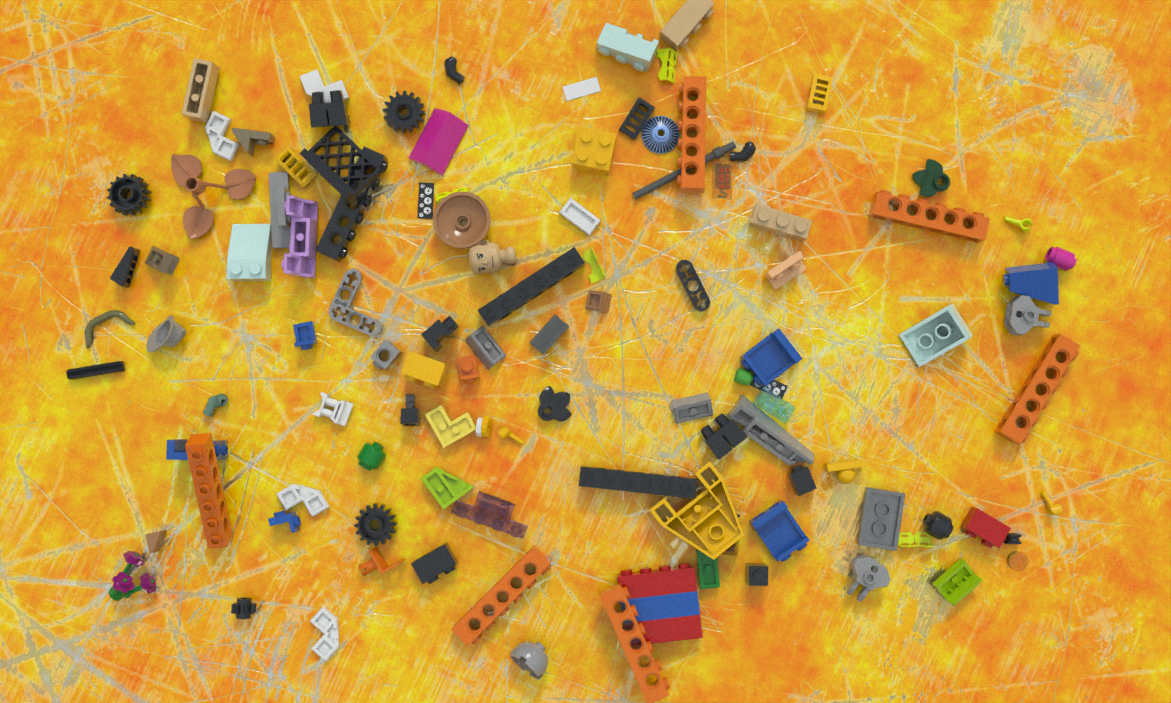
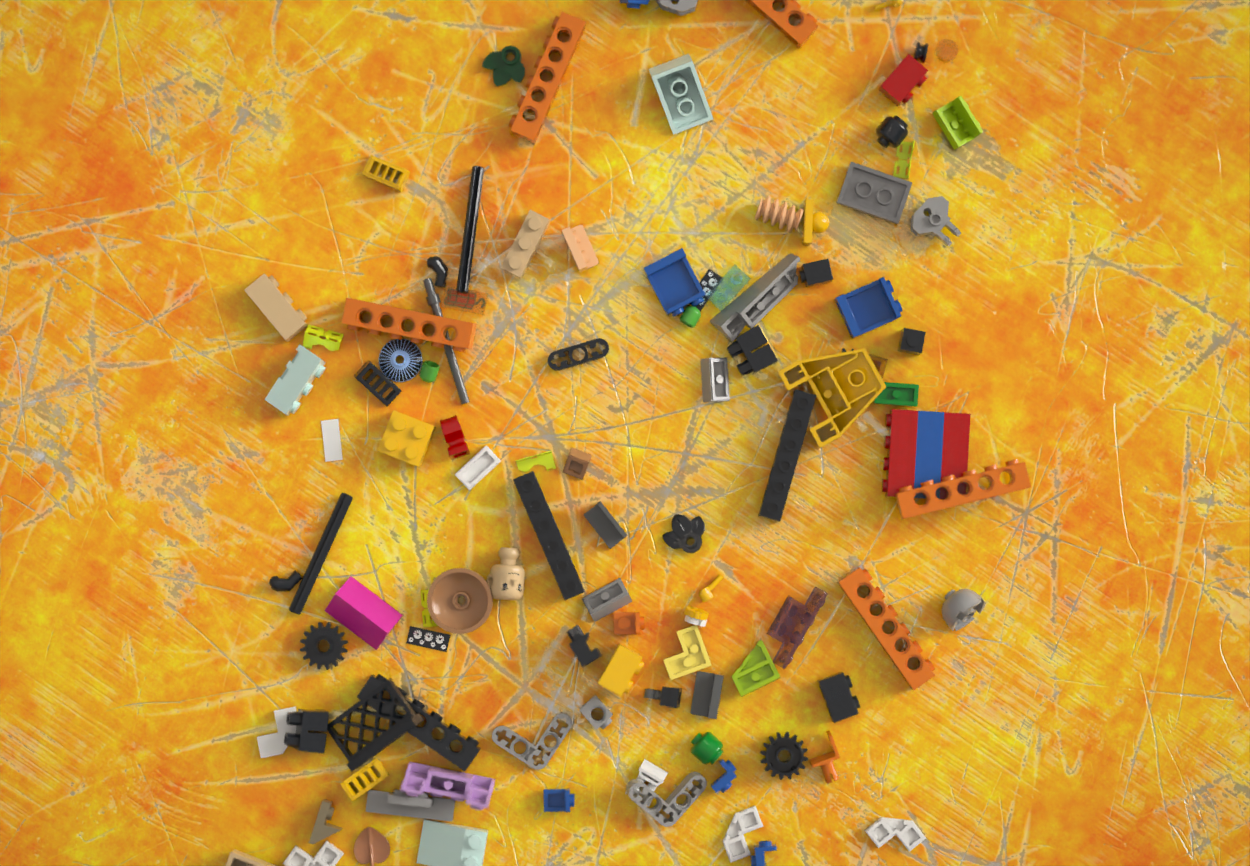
camera: 80 degrees left, 0 degrees up
(316, 432) = (669, 805): none -> light grey beam
(345, 476) = (724, 782): none -> blue bracket
(418, 448) = (706, 694): none -> dark grey panel
(483, 96) = (320, 553): none -> black axle
(603, 191) = (454, 437): none -> red leg
(655, 160) = (429, 371): none -> bright green piece
(784, 173) = (470, 229): none -> black axle
(847, 438) = (779, 214): none -> light nougat piece

